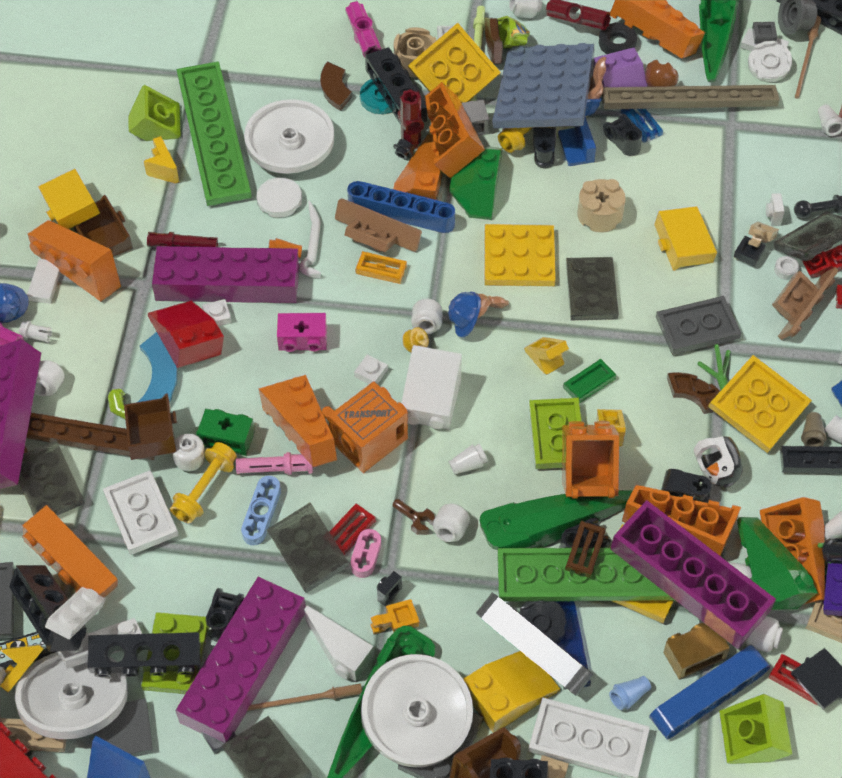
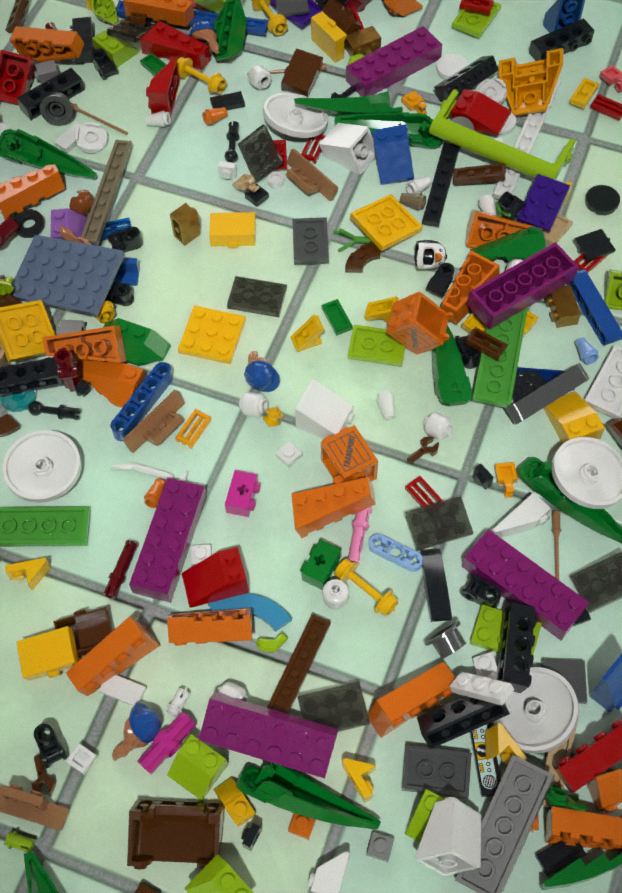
camera: 75 degrees left, 5 degrees up
(124, 339) = (210, 626): none -> orange wedge
(140, 512) = (379, 640): white plate -> none
(147, 580) = (447, 640): none -> dark grey piece
(150, 428) = (310, 615): reddish brown container -> none
(224, 556) = (436, 585): none -> black slope
(279, 197) = (97, 488): white tile -> none
(360, 551) = (448, 487): bright pink beam -> none
(367, 137) = (36, 408): none -> black pin
(601, 204) = (188, 269): tan brick -> none
(665, 182) = (185, 224): none -> pearl gold brick
(764, 32) = (66, 131): dark grey plate -> none

